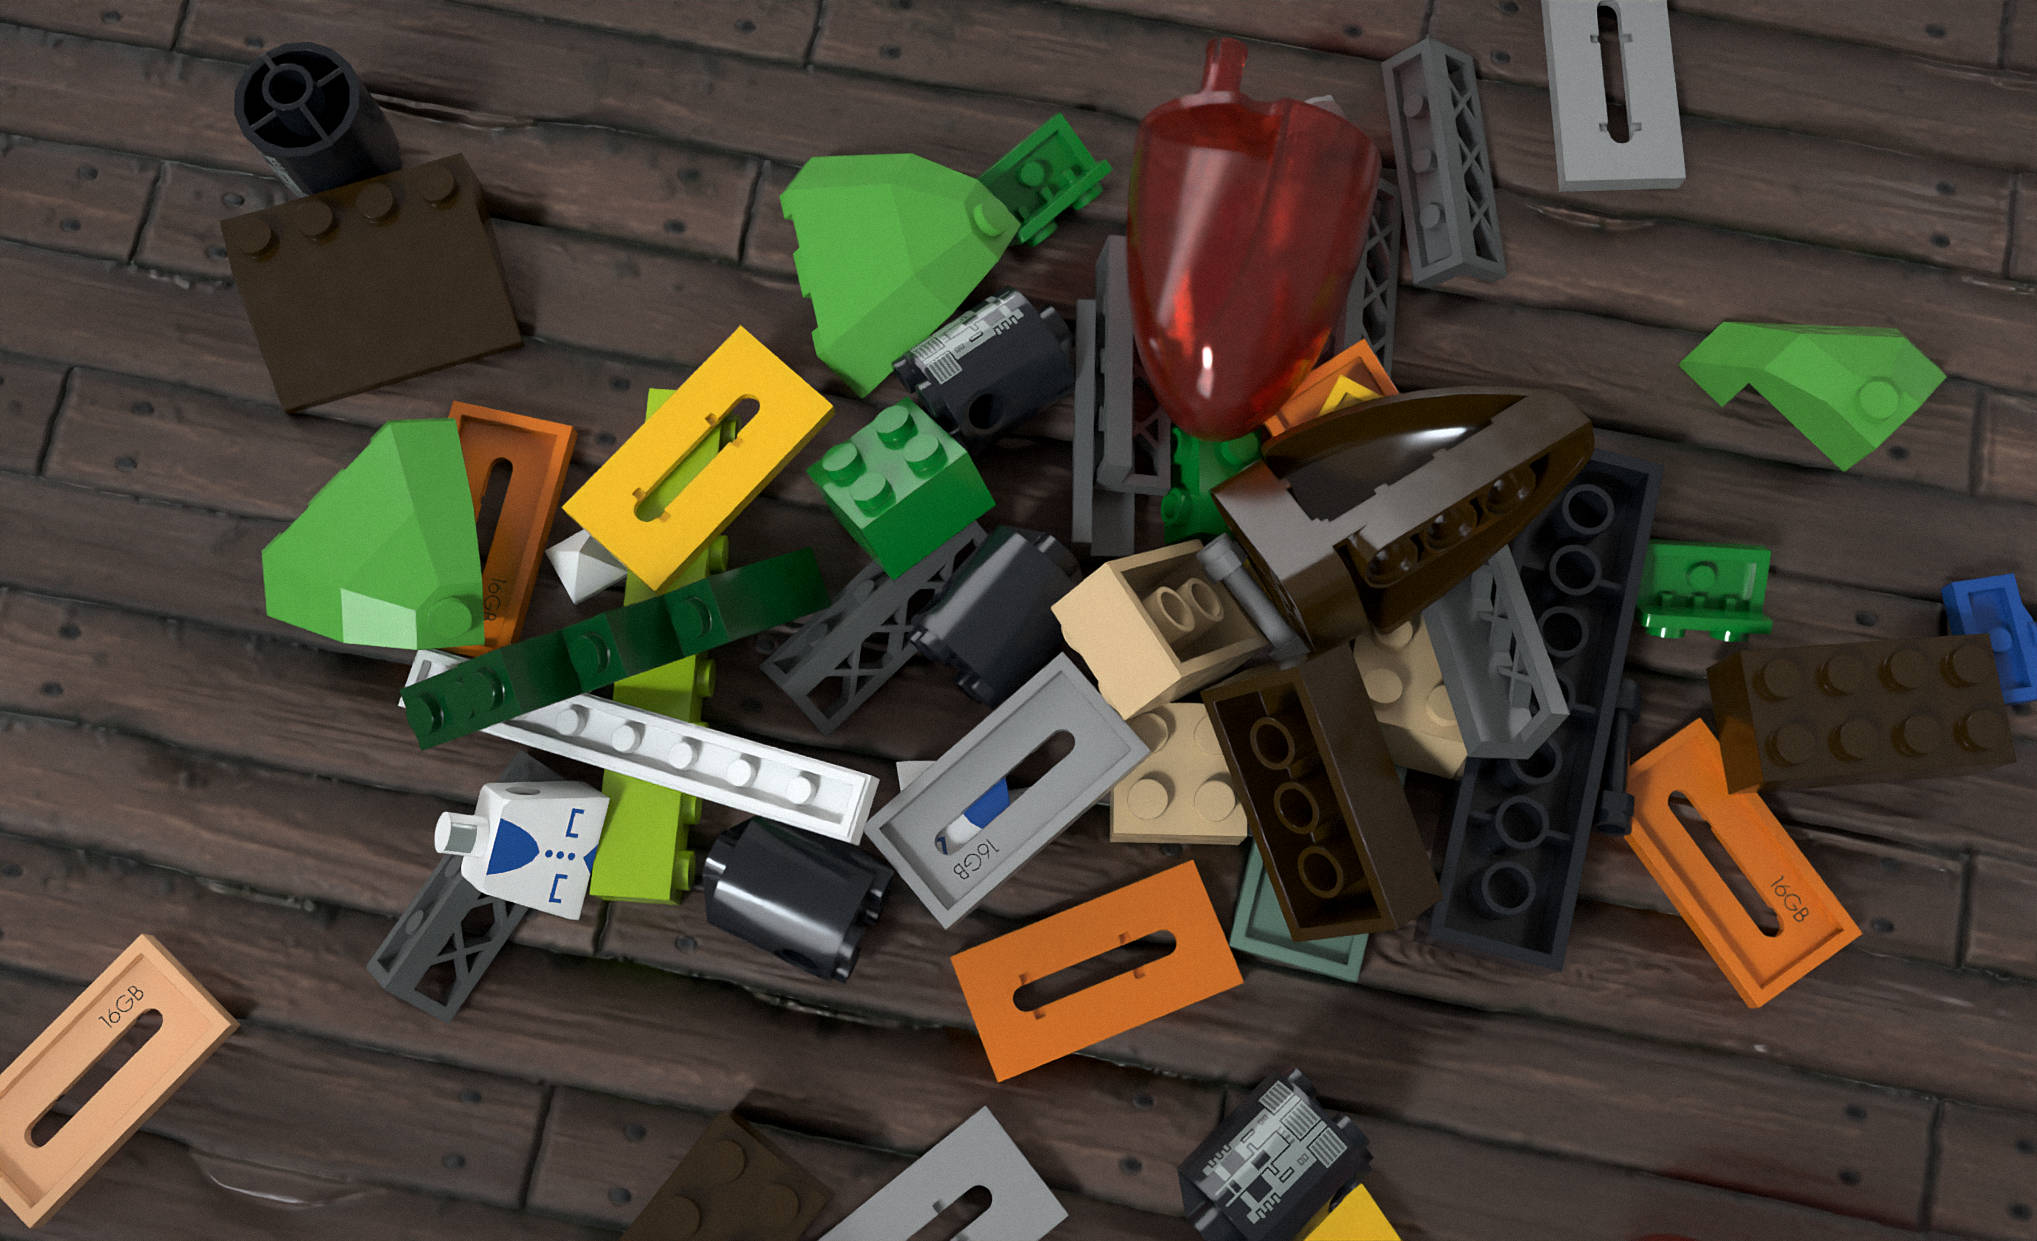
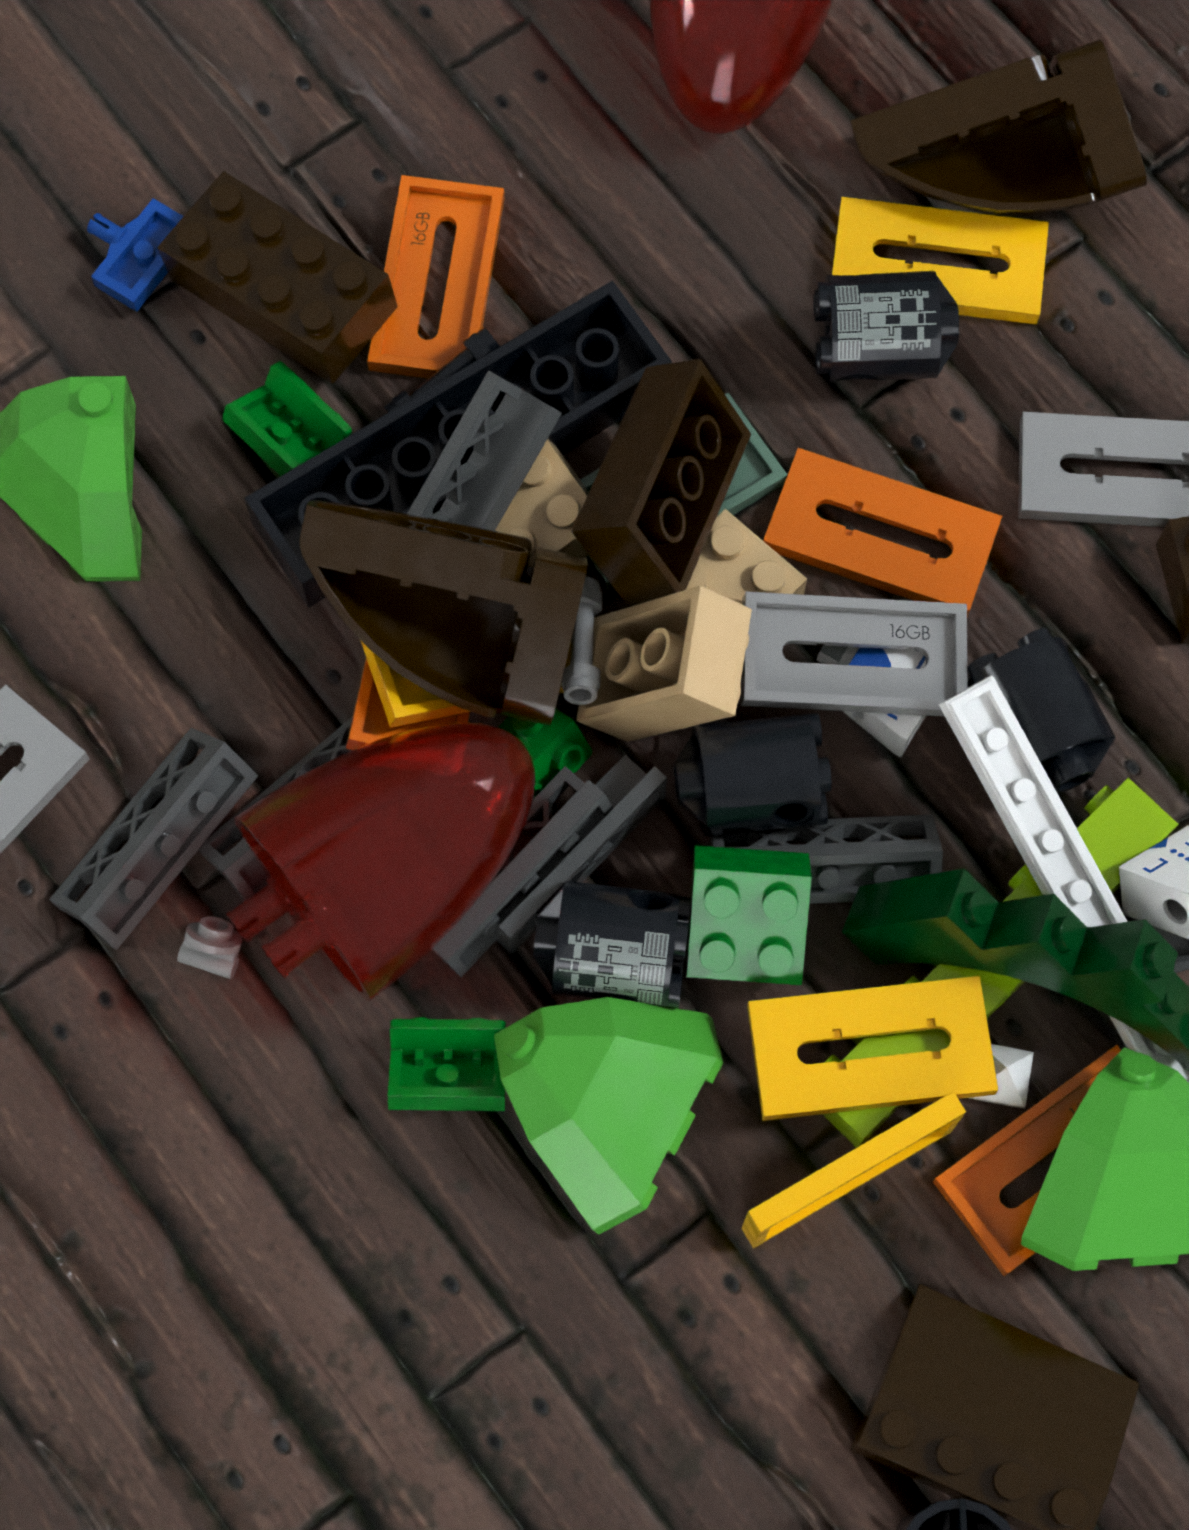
camera: 140 degrees left, 5 degrees down
(637, 346) = (852, 1170): none -> yellow piece

